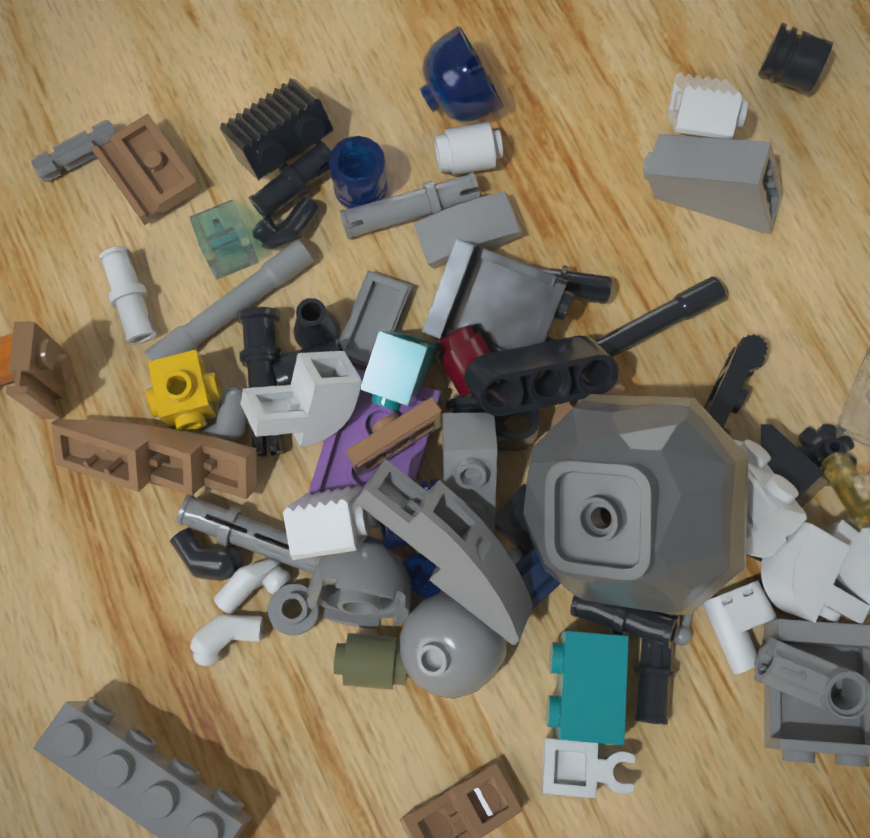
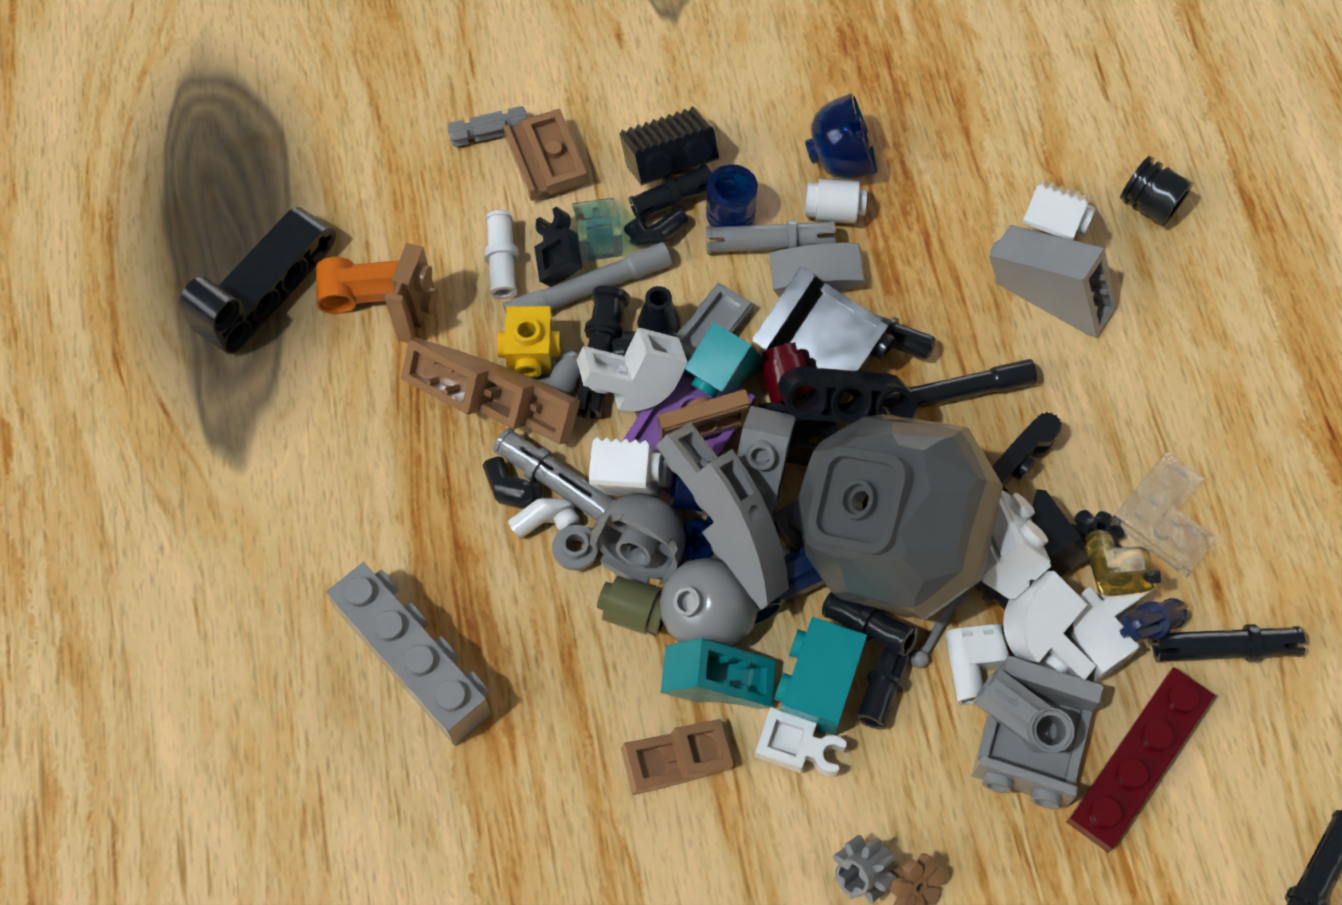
camera: 15 degrees right, 10 degrees down
(189, 275) = (559, 251): none -> black plate
(220, 631) = (508, 549): white arm -> none
(481, 719) = (717, 673): none -> teal arch

